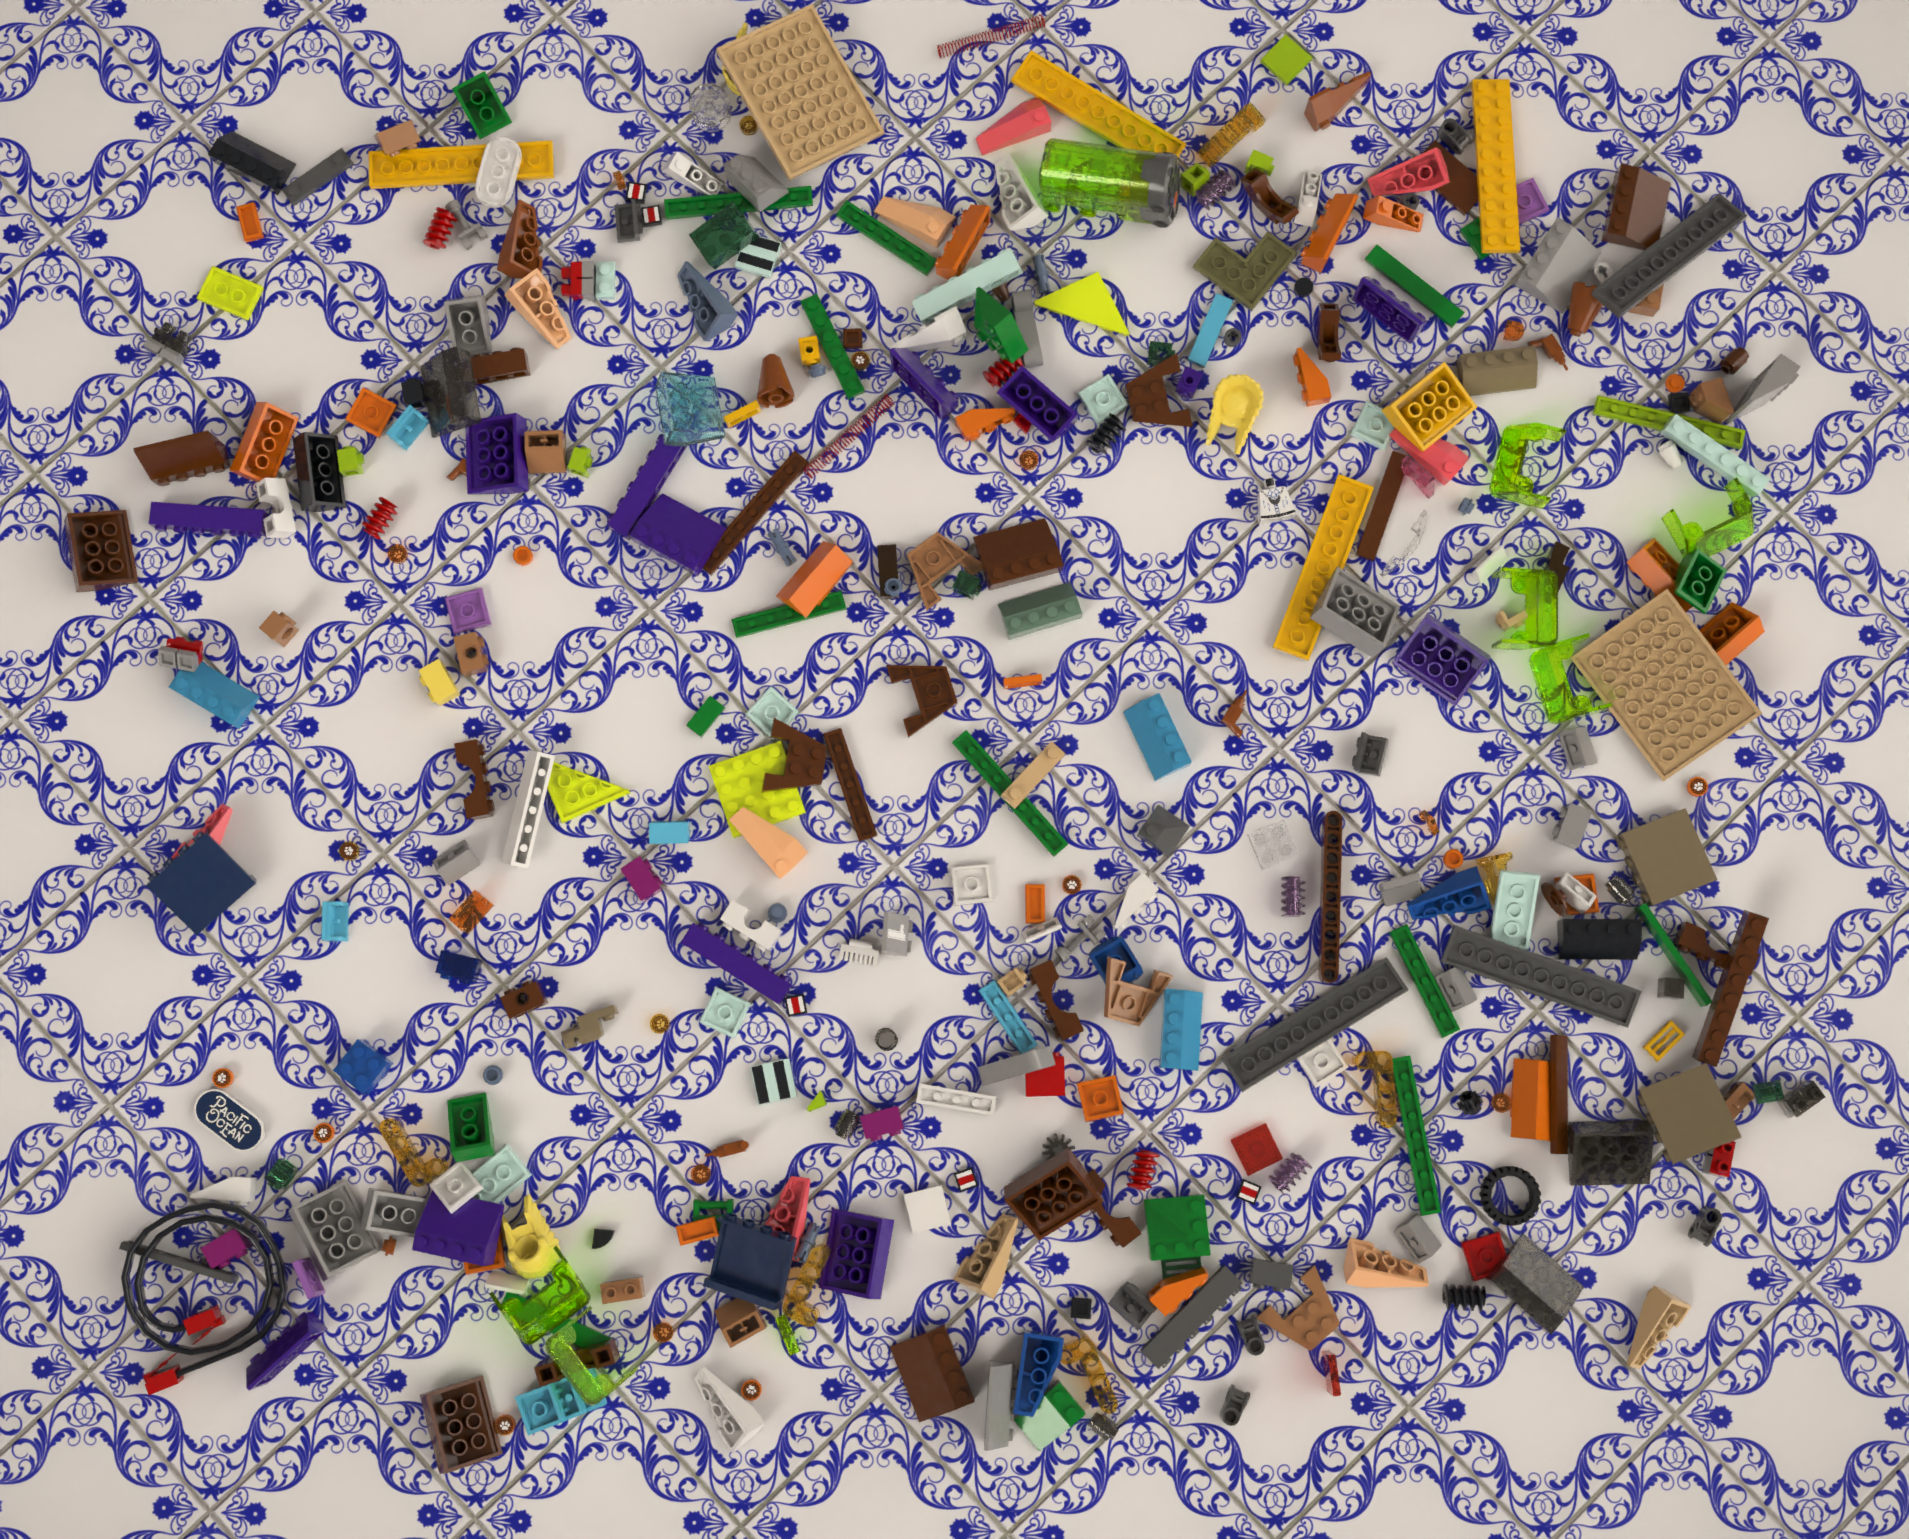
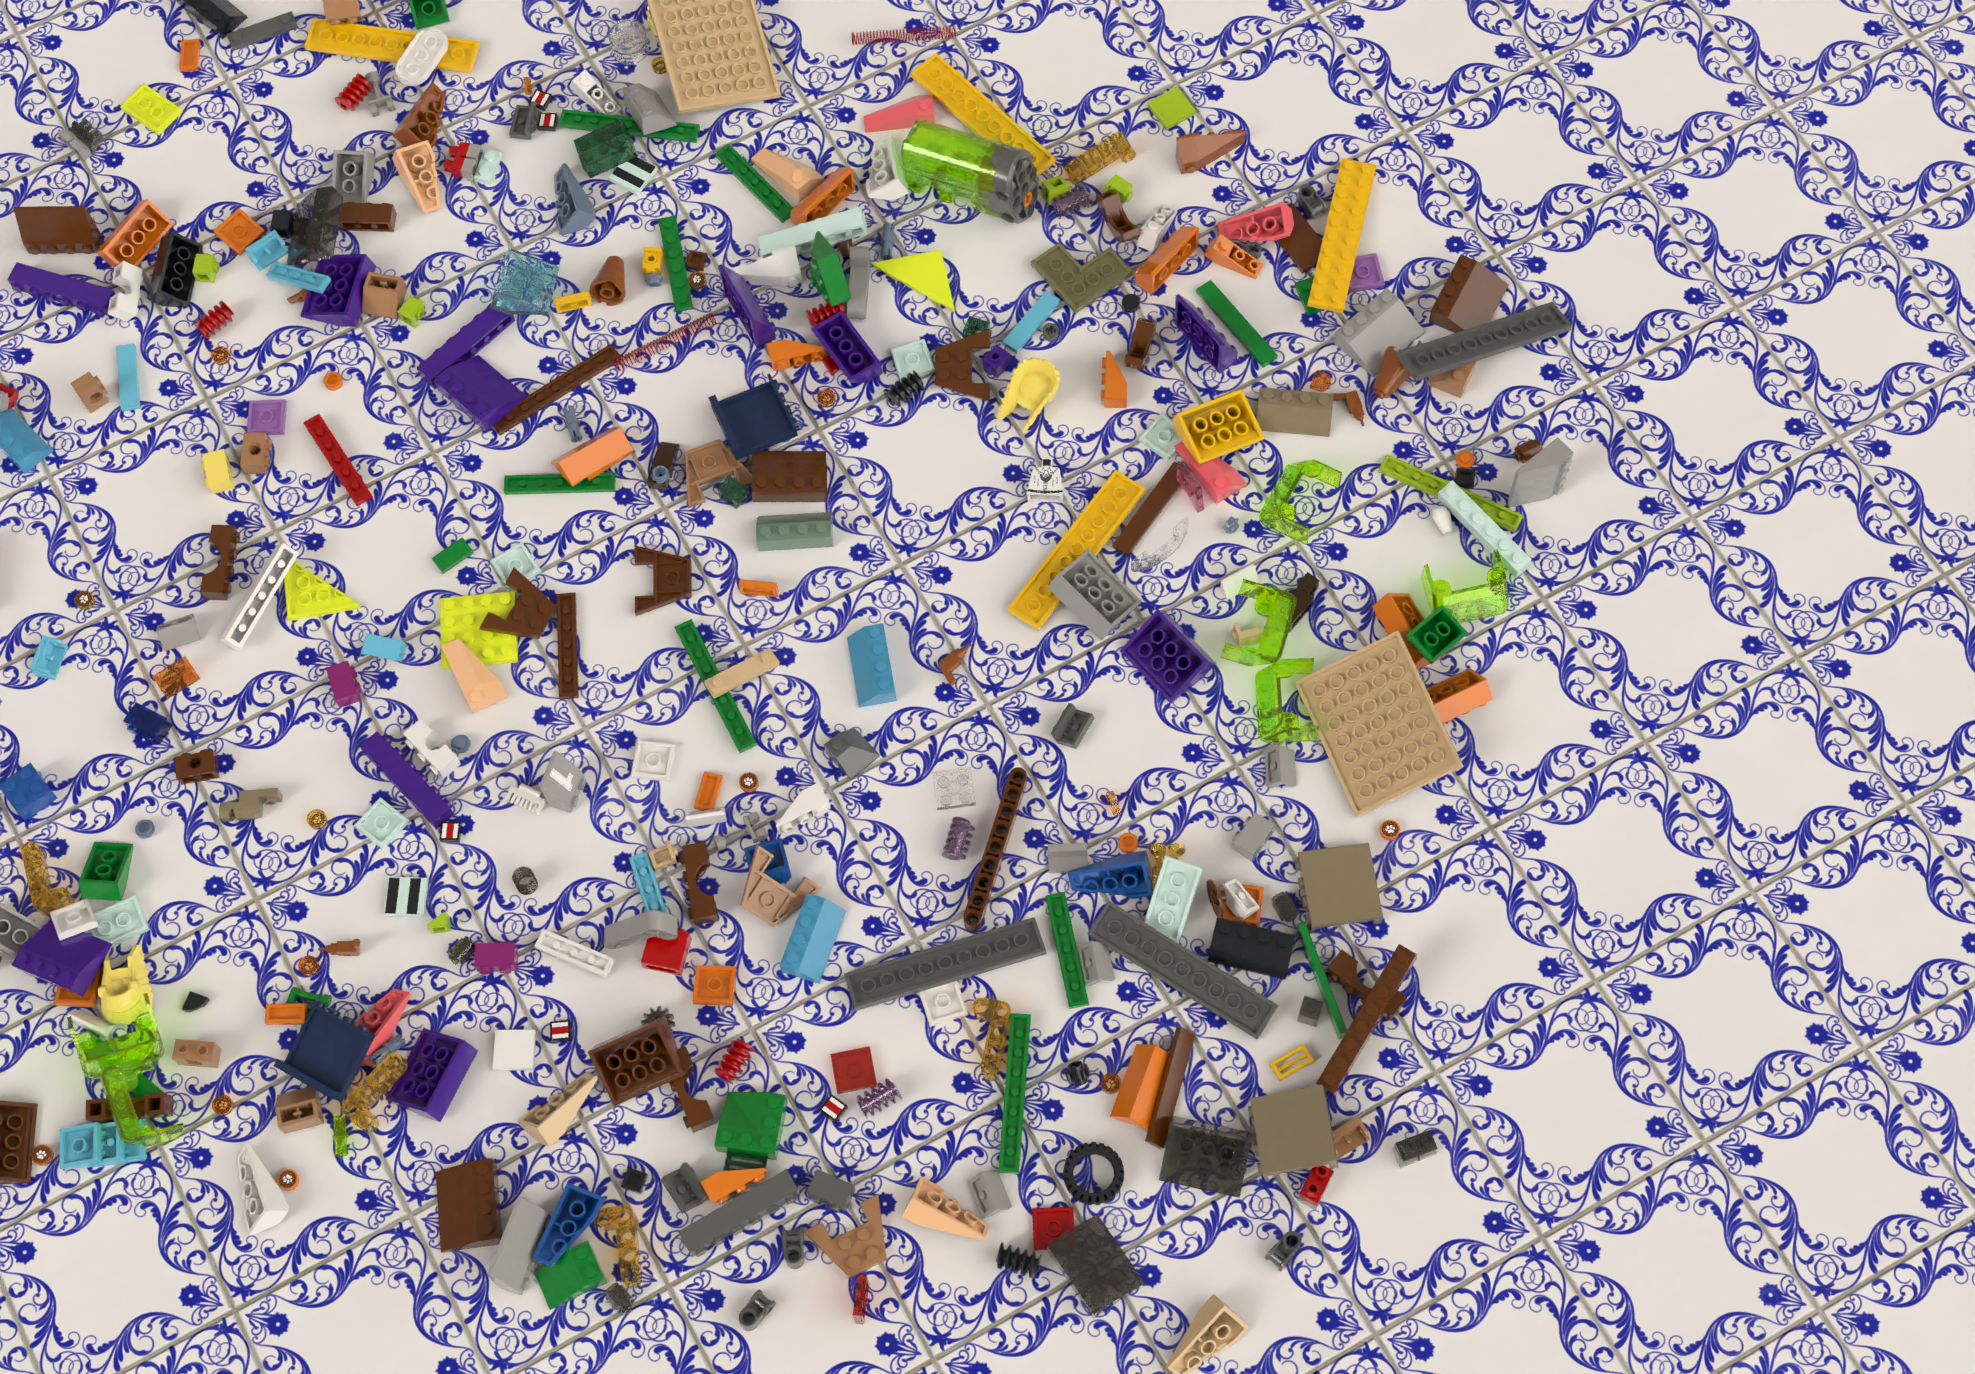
camera: 15 degrees right, 15 degrees down
(310, 600) = (128, 377): none -> medium azure tile
(451, 451) = (298, 277): none -> medium azure tile
(557, 641) = (338, 460): none -> red plate
(966, 501) = (755, 419): none -> dark blue panel
(1712, 401) = (1492, 478): medium nougat slope -> none
(1768, 1091) = (1382, 1132): clear green brick -> none

